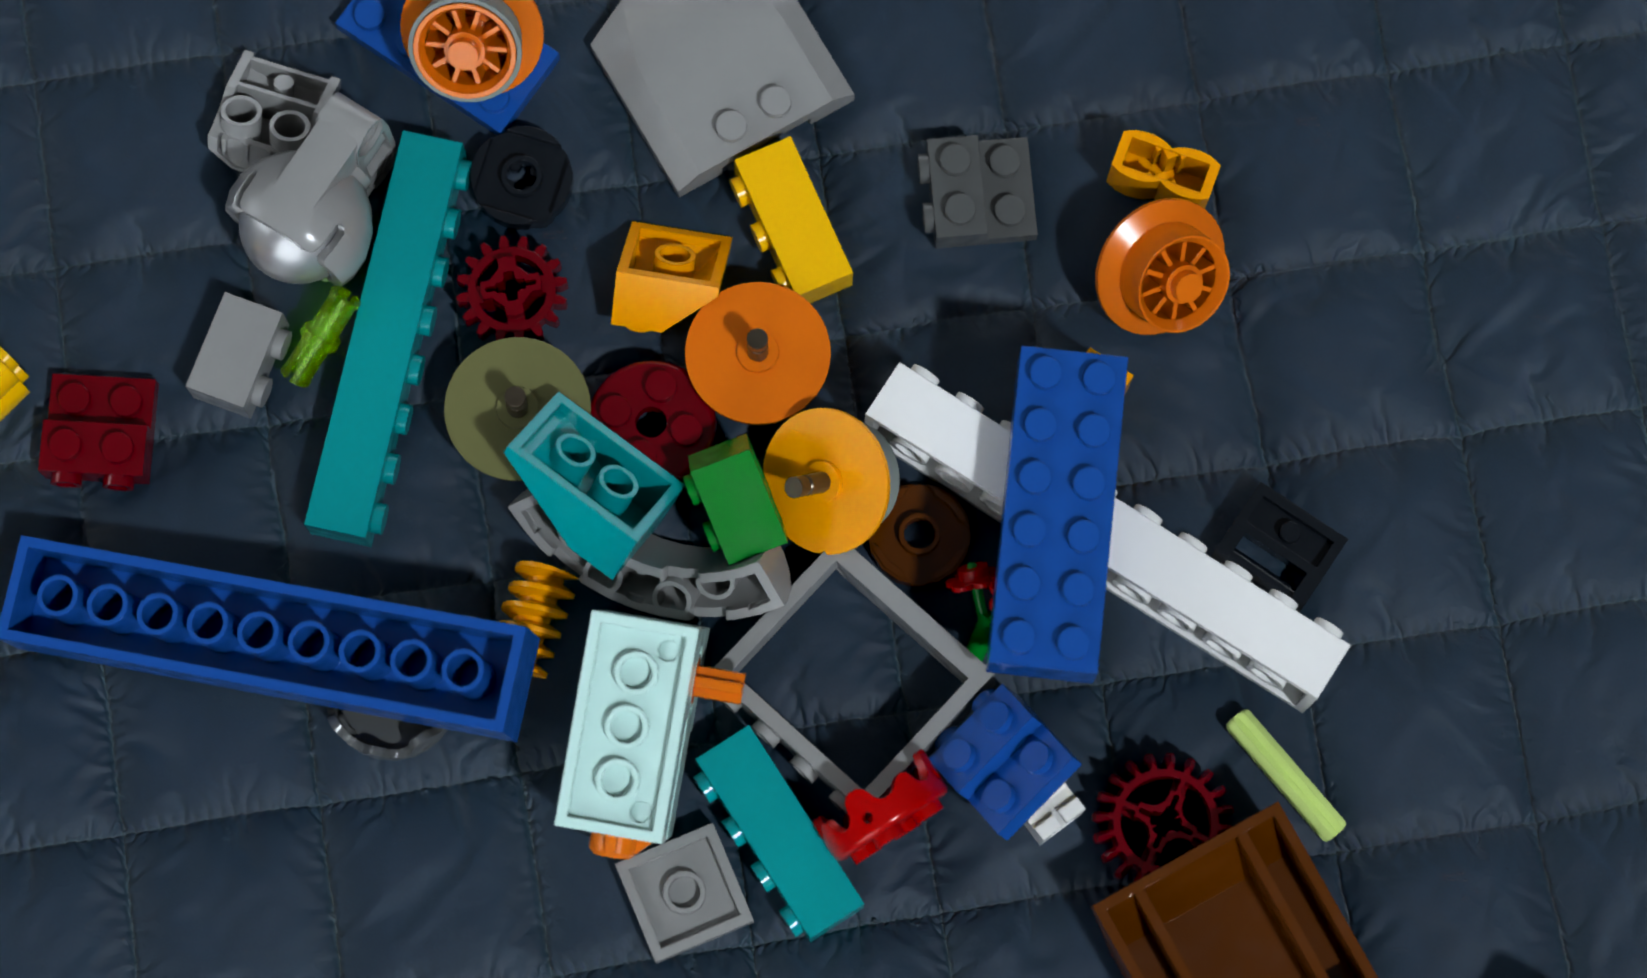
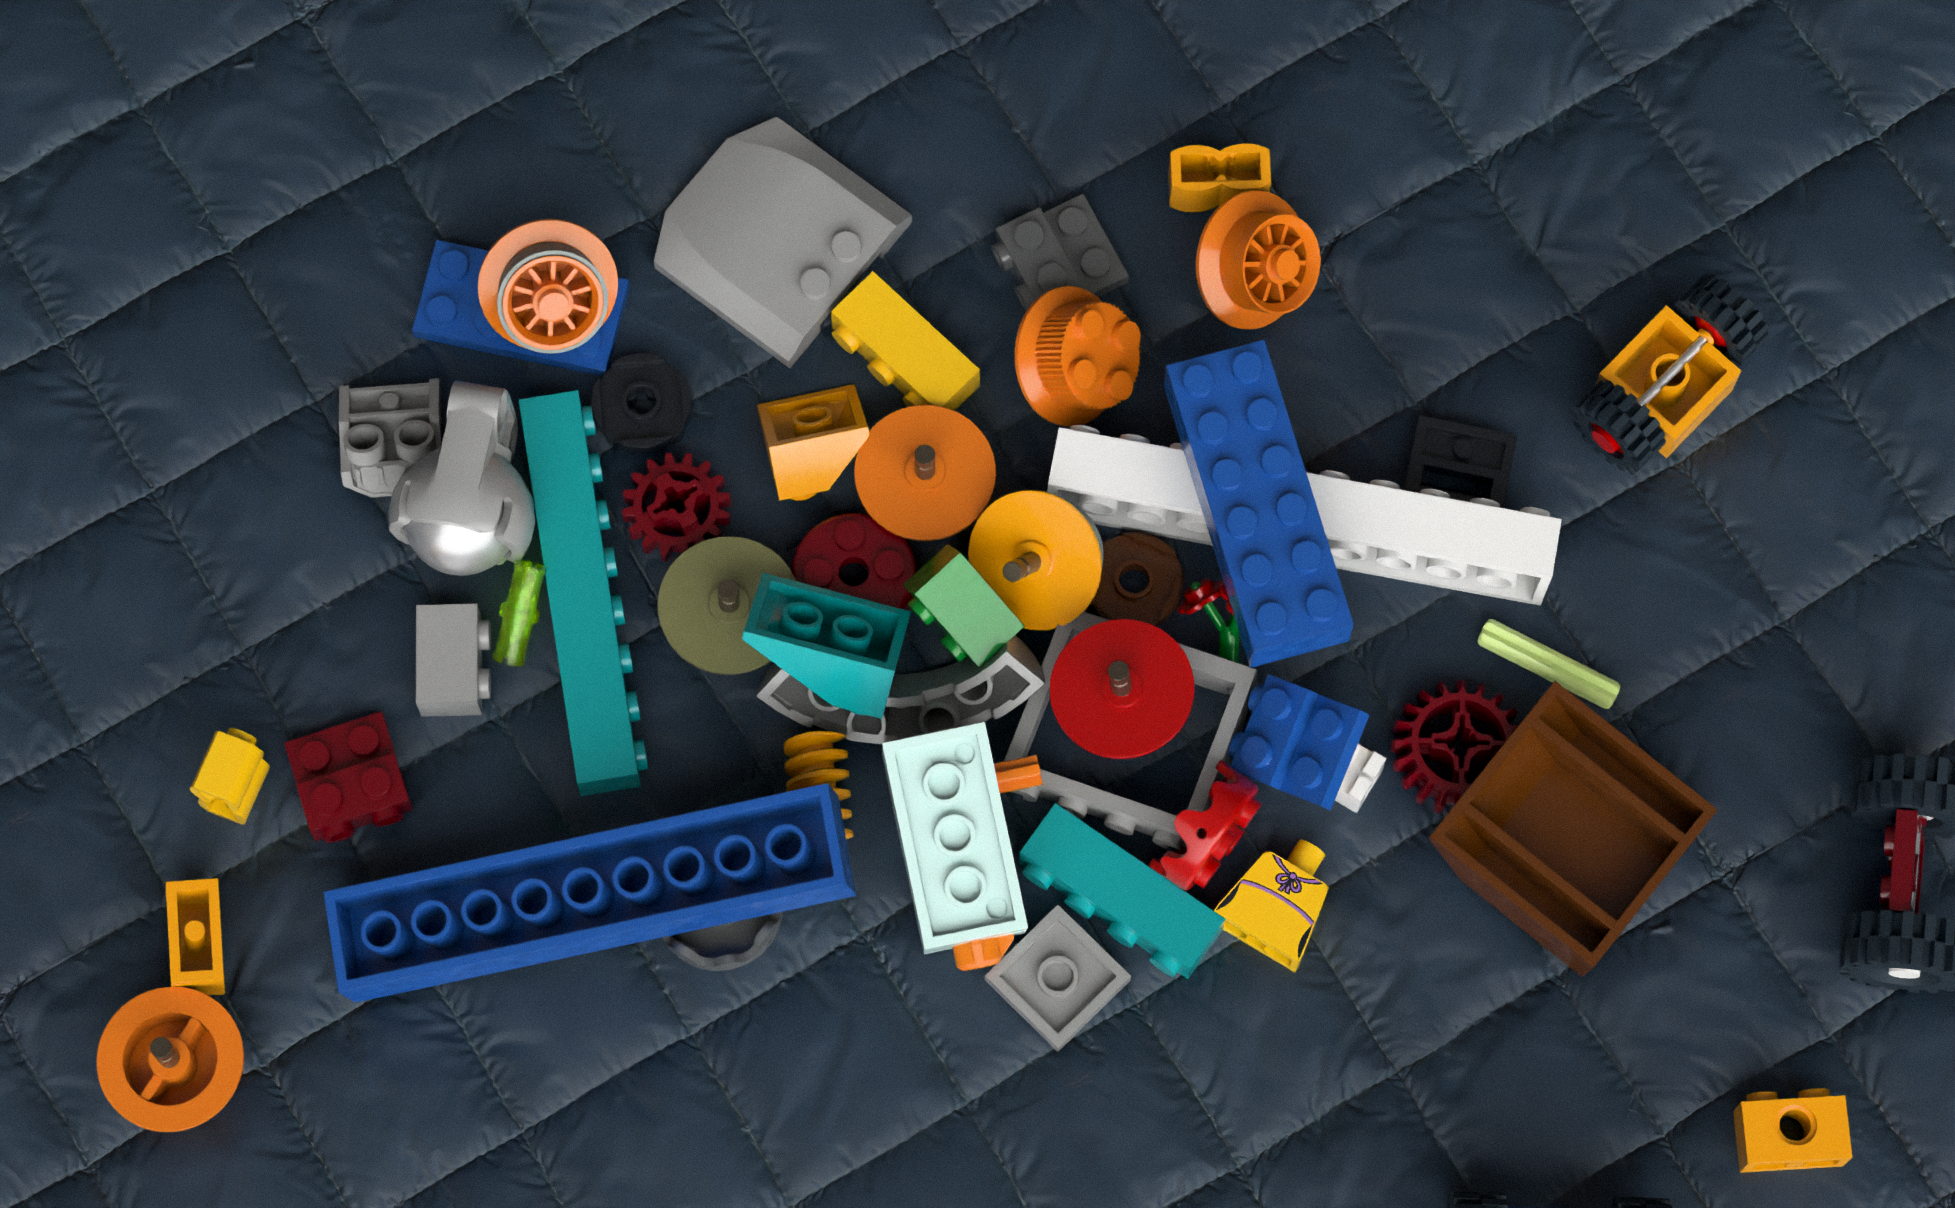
camera: 20 degrees left, 5 degrees down
(851, 644) = (1122, 689): none -> red piece
(924, 906) = (1277, 904): none -> yellow torso
(948, 294) = (1075, 356): none -> orange piece
(1521, 540) = (1670, 375): none -> brick

